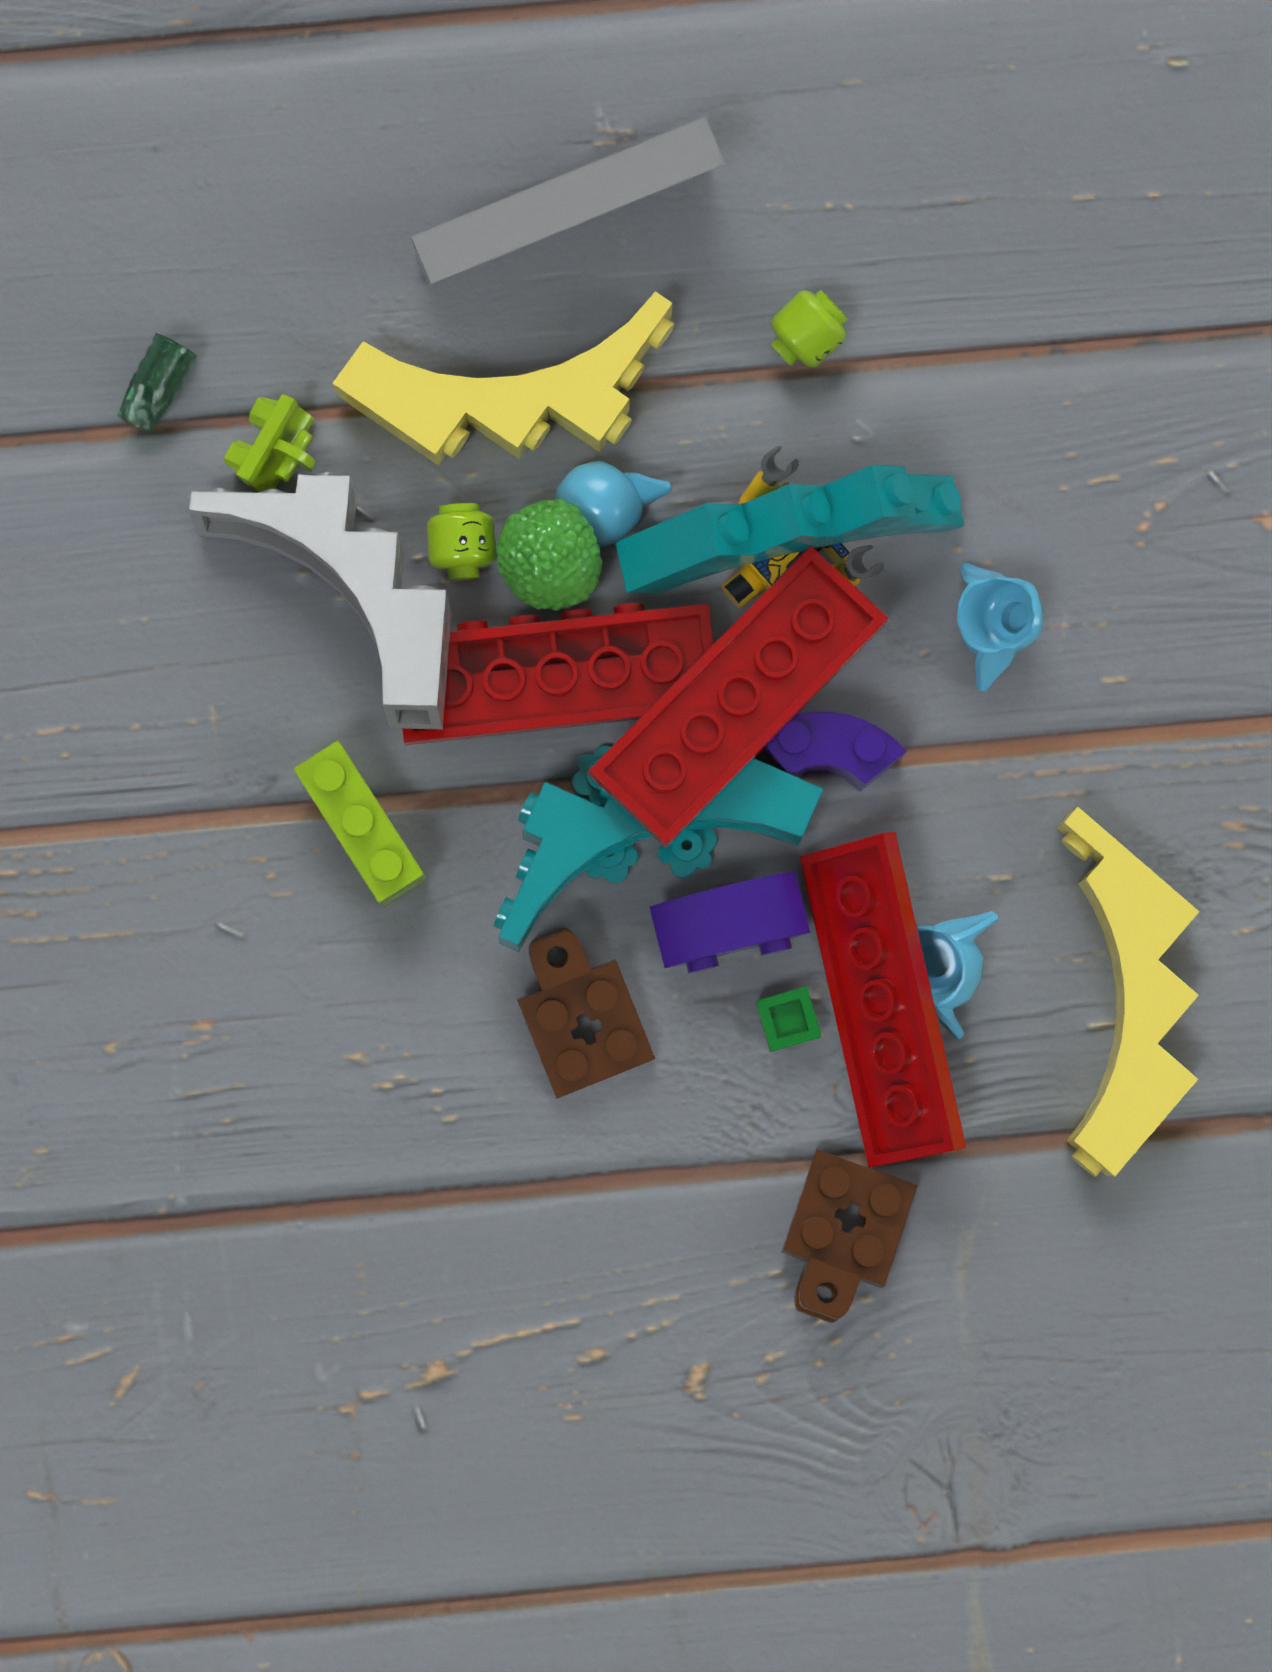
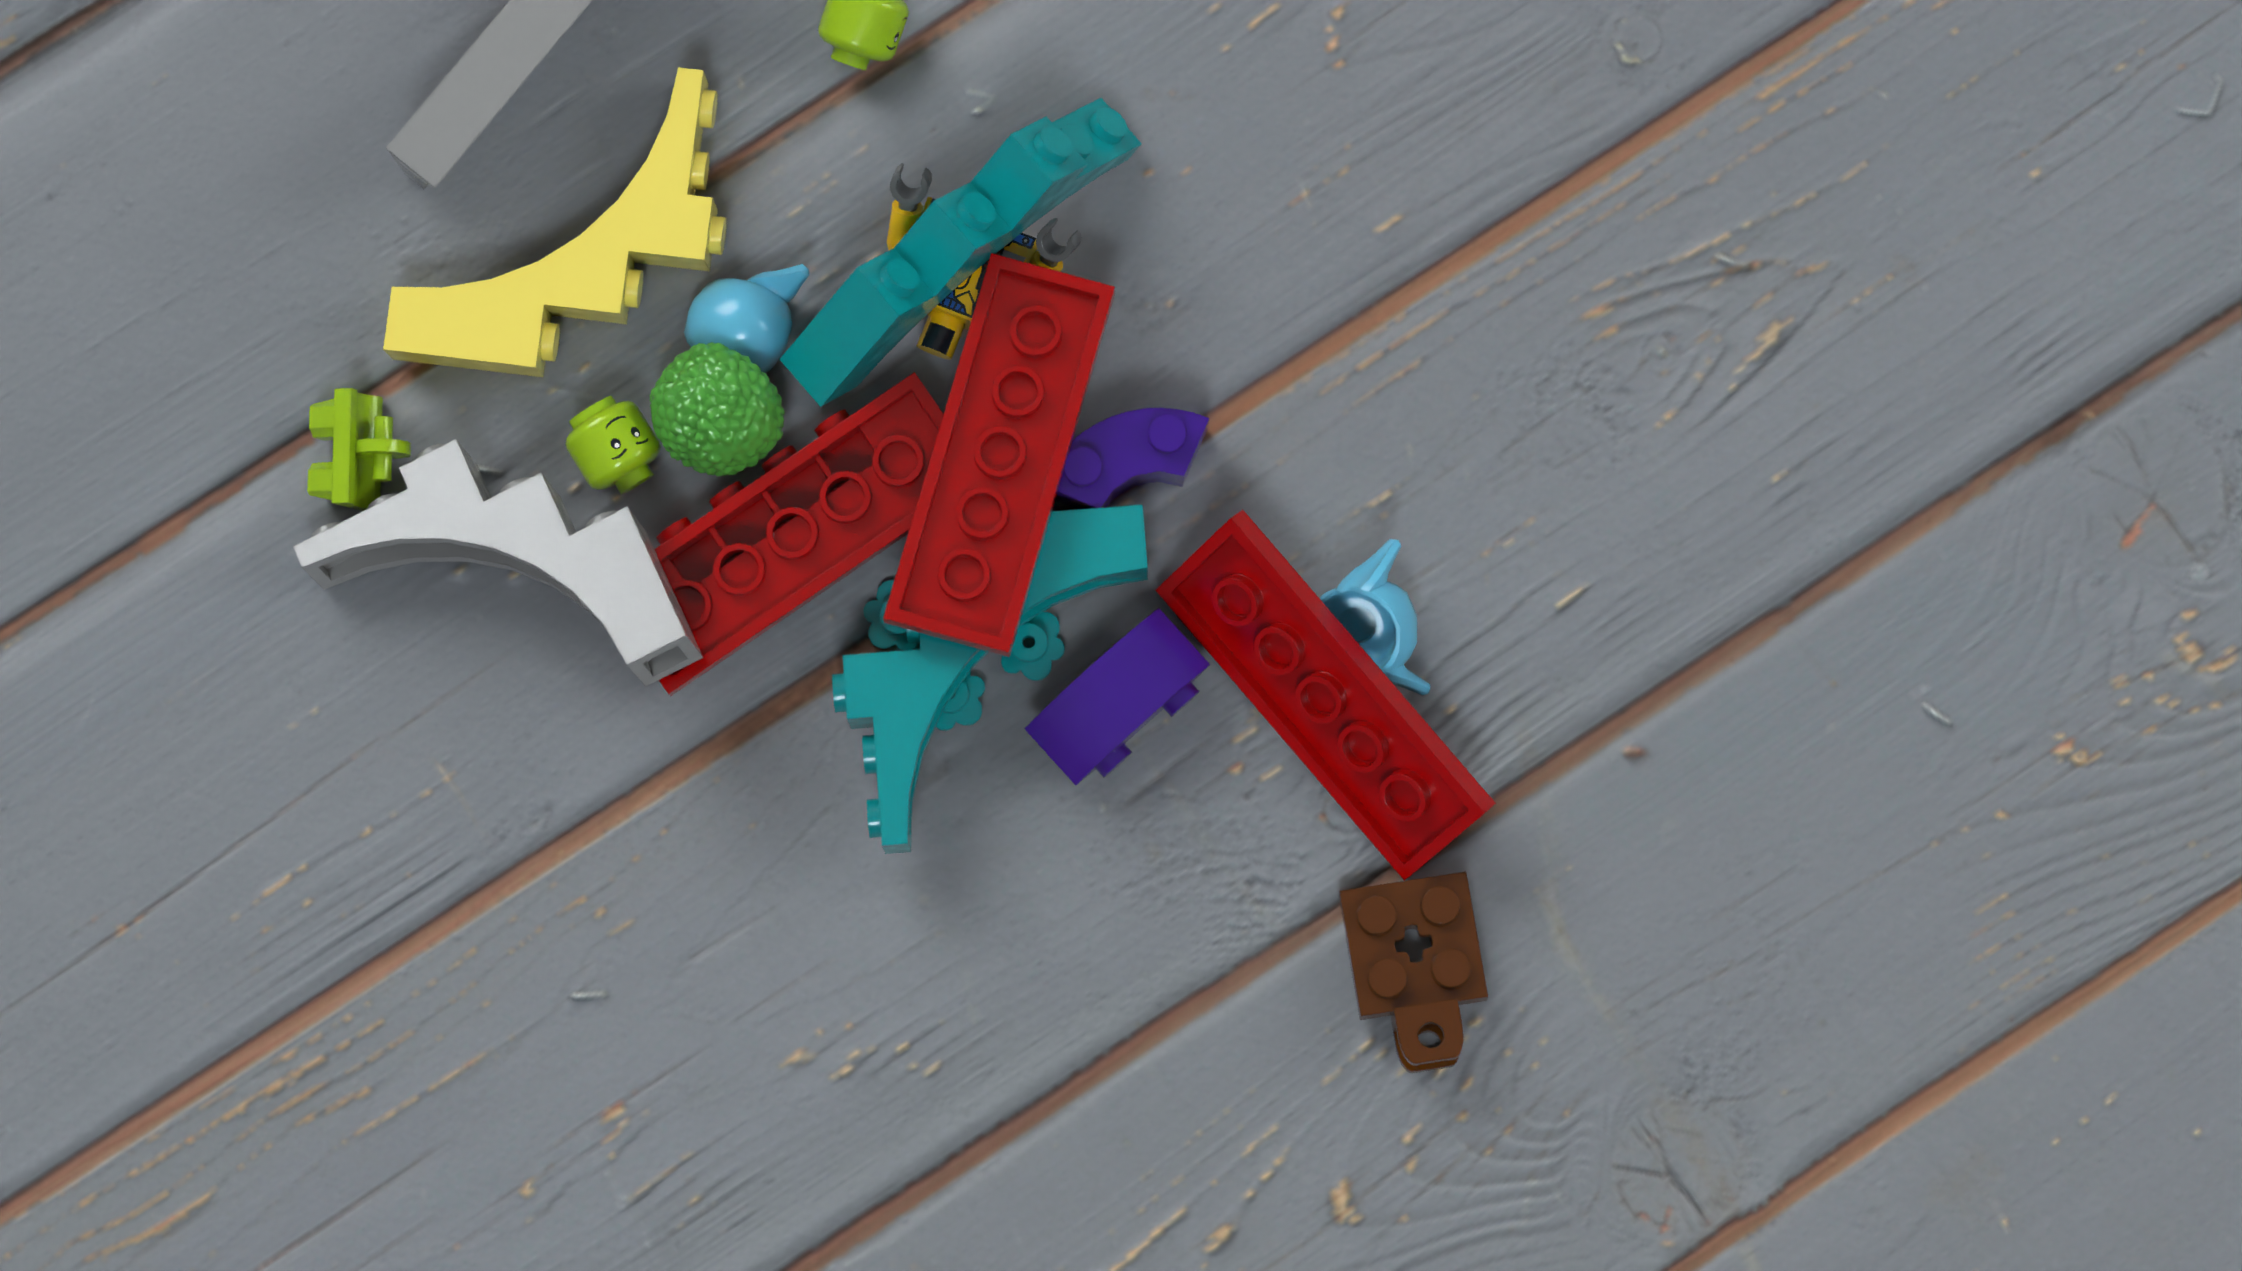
camera: 30 degrees left, 0 degrees up
(155, 382) = (189, 449): clear green hinge -> none
(360, 824) = (668, 805): lime arch -> none
(575, 990) = (989, 863): reddish brown plate -> none
(788, 1019) = (1235, 769): green plate -> none
(996, 620) = (1230, 226): medium azure piece -> none
(1139, 924) = (1552, 468): light yellow arch -> none

